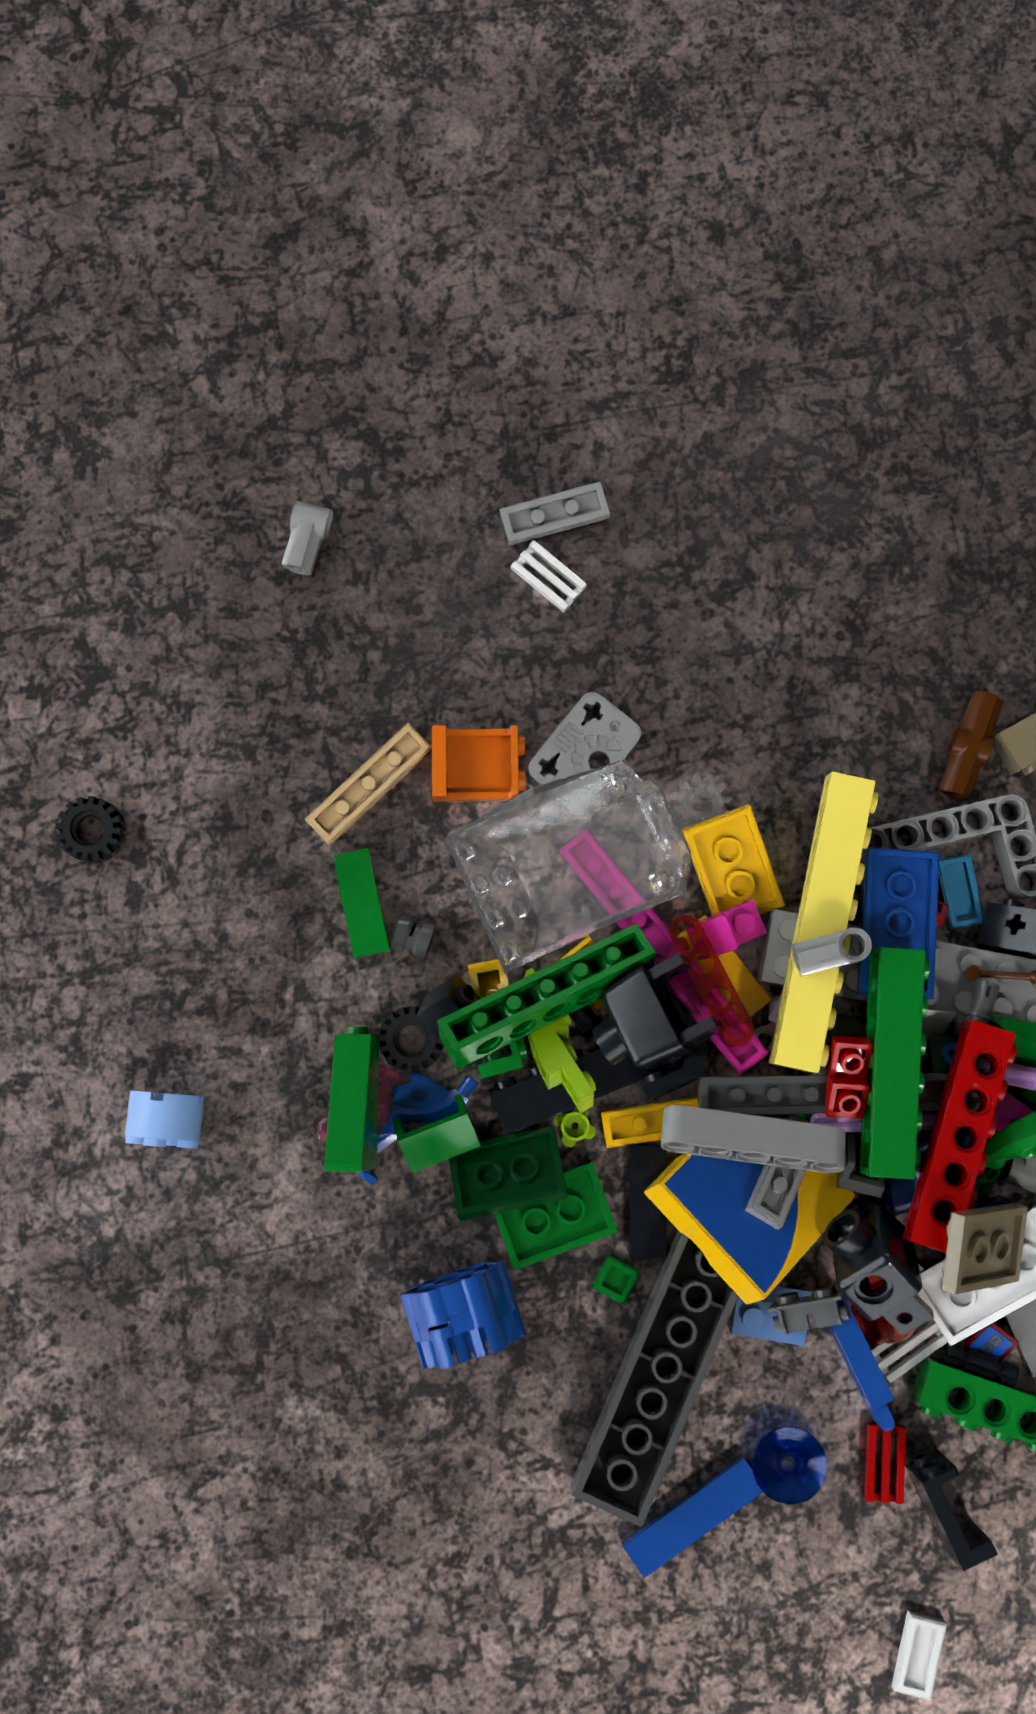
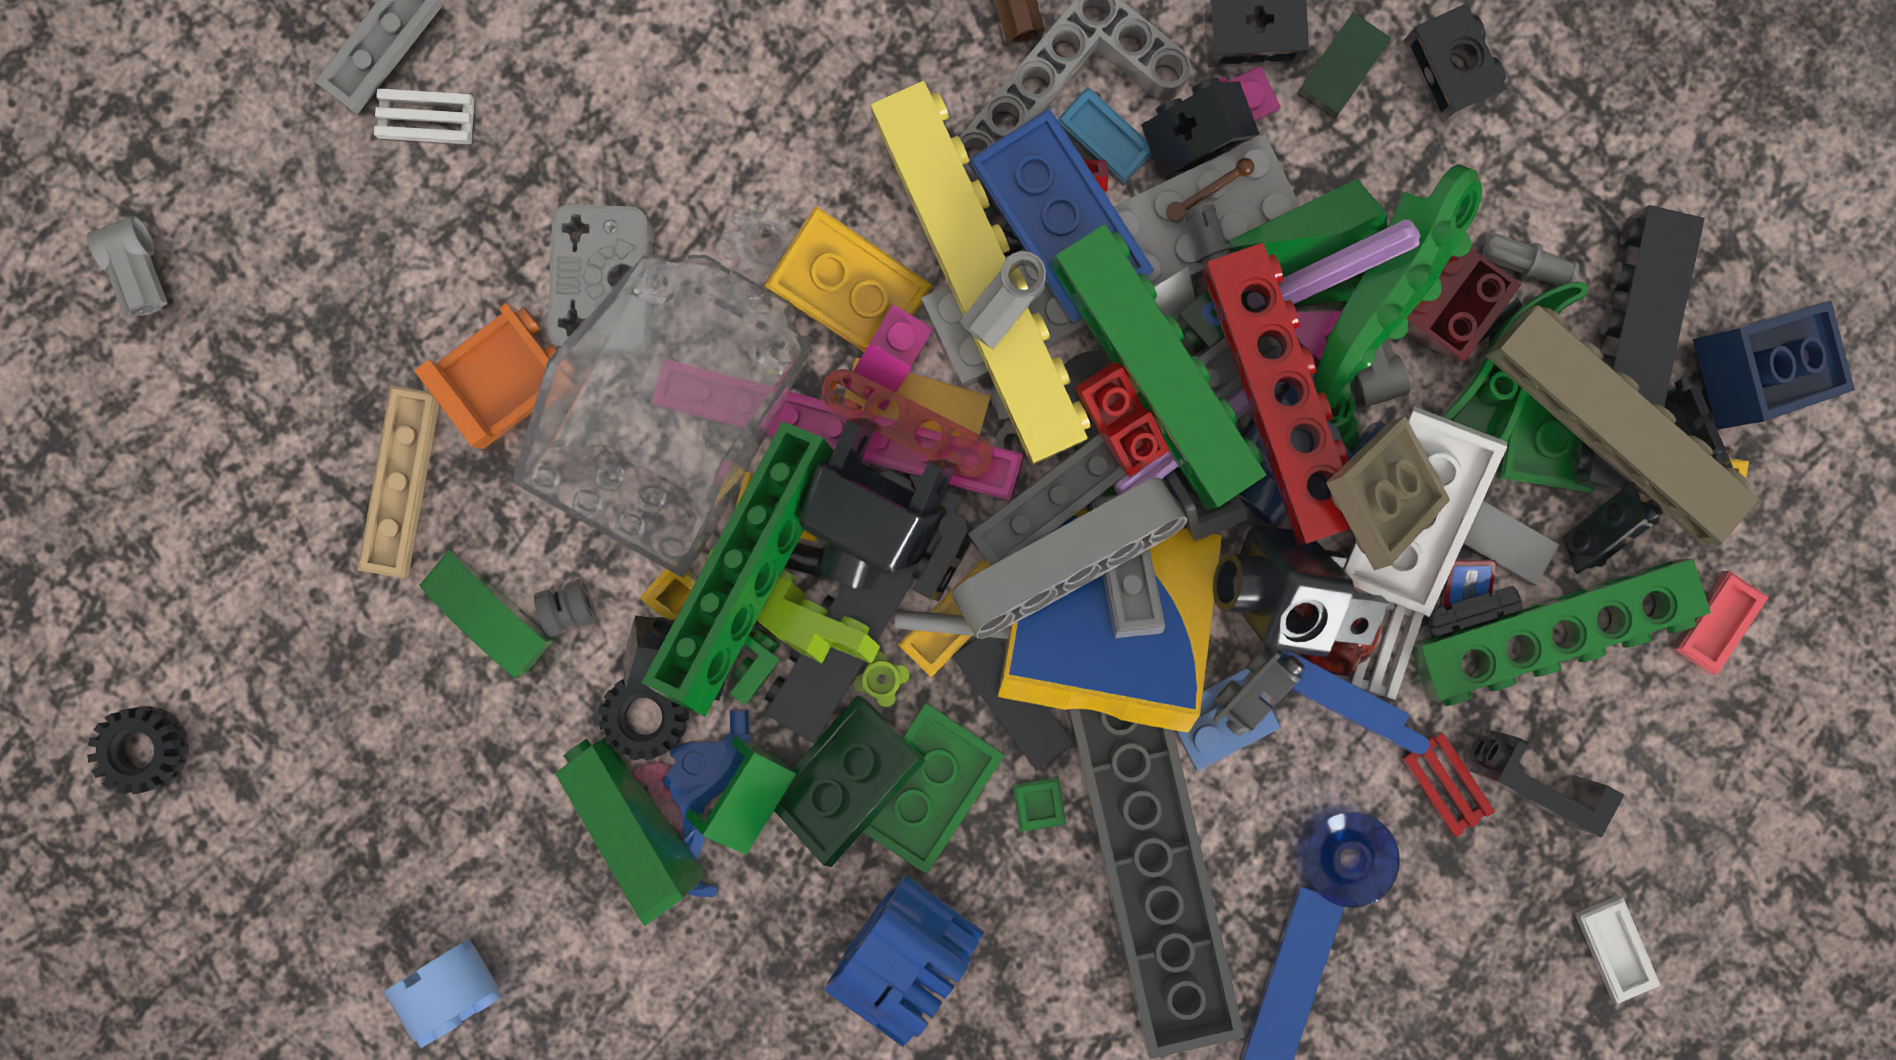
camera: 40 degrees left, 5 degrees up
(640, 1120) = (938, 623): none -> light grey bar

